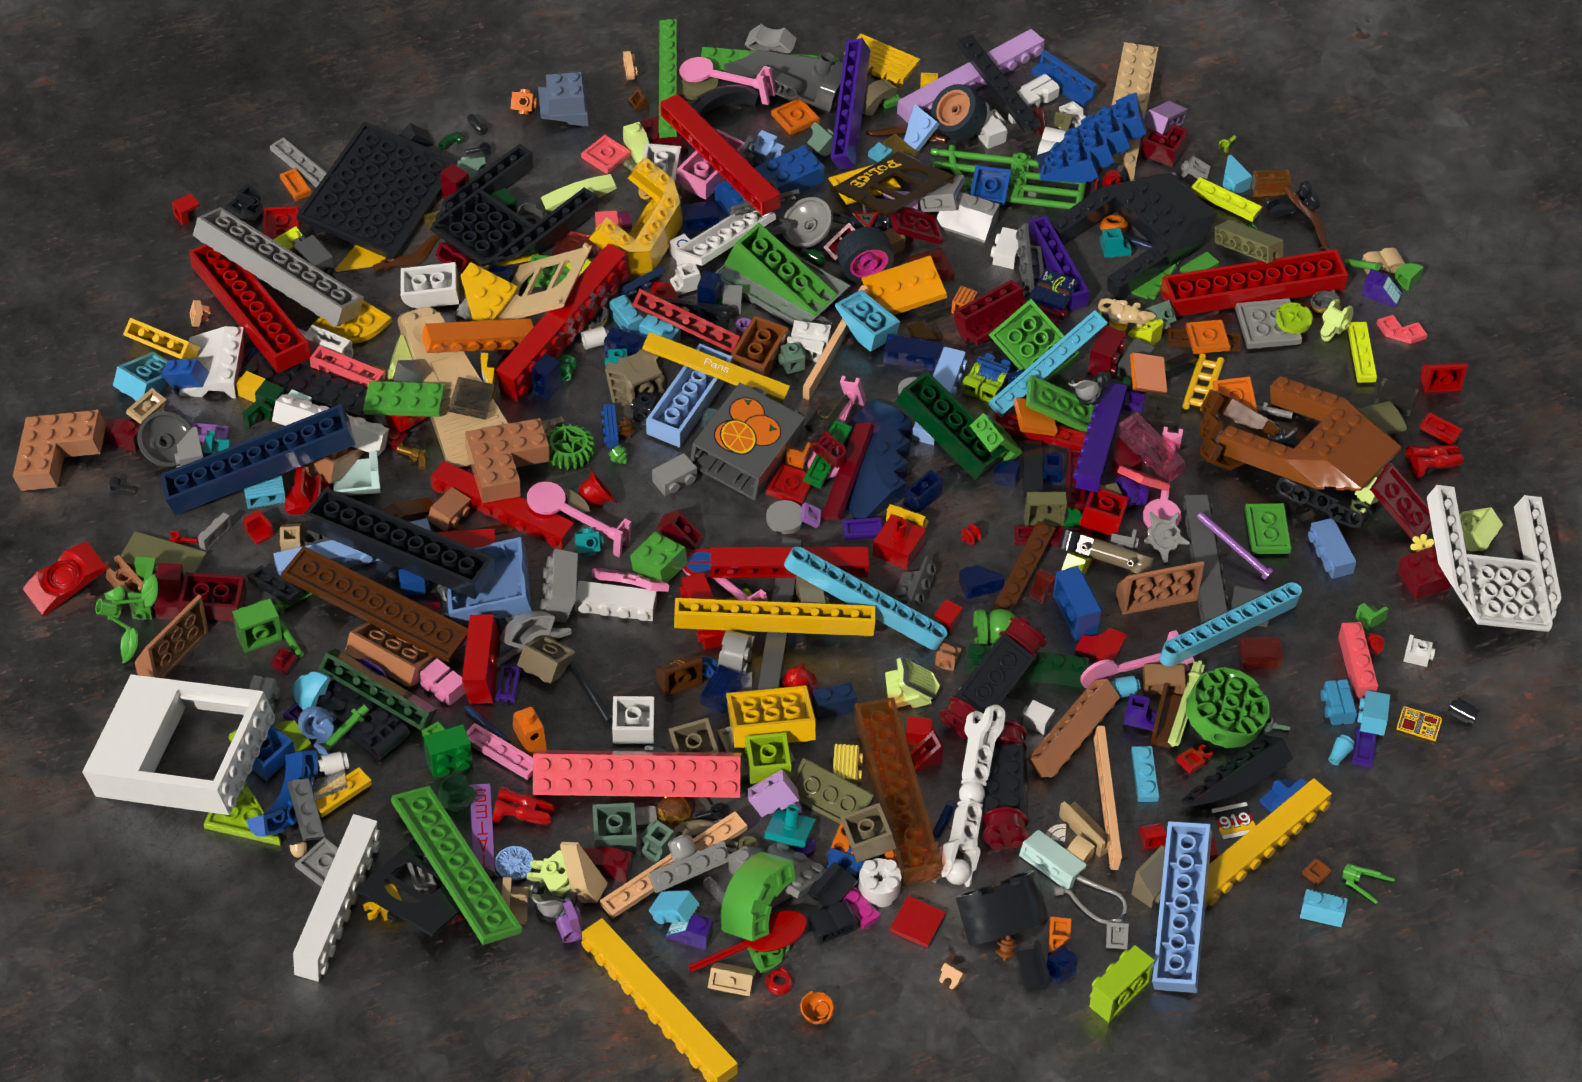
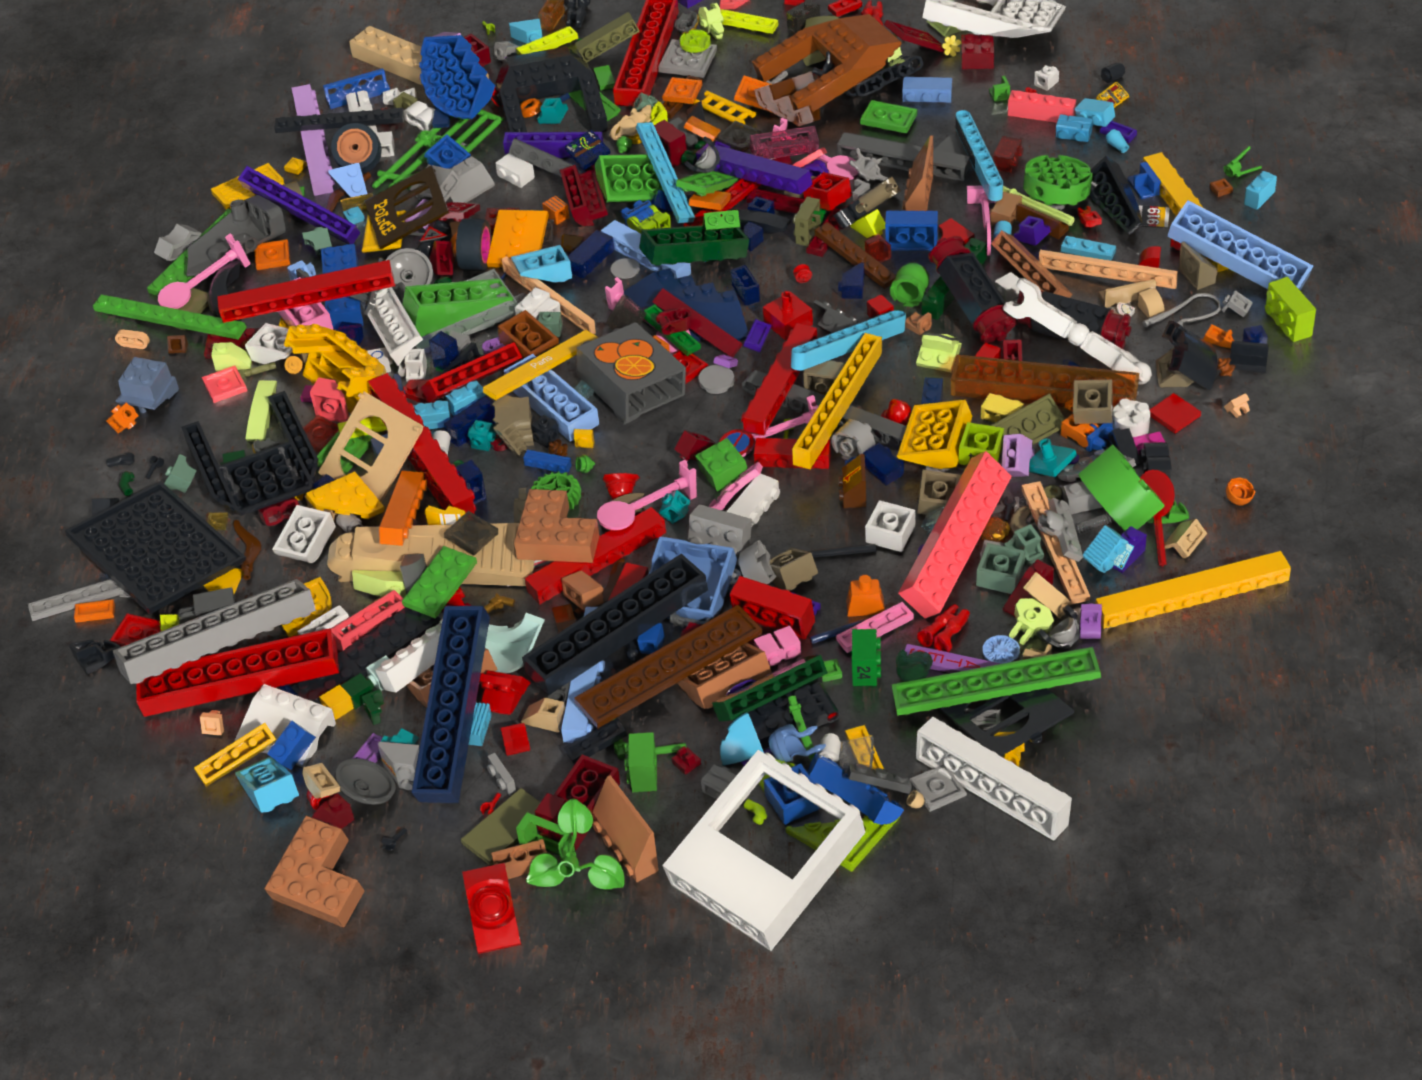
camera: 60 degrees left, 5 degrees down
(183, 206) = (66, 700): red panel -> none
(452, 179) = (194, 487): dark red brick -> none
(650, 441) = (584, 438): none -> yellow plate
(674, 474) = (631, 432): light grey brick -> none
(779, 989) = (1201, 517): red piece -> none
(909, 516) = (757, 311): yellow bracket -> none
(1051, 859) = (1153, 318): light aqua panel -> none
(1236, 546) = (930, 129): medium lavender bar -> none
(1315, 218) = (575, 4): reddish brown piece -> none

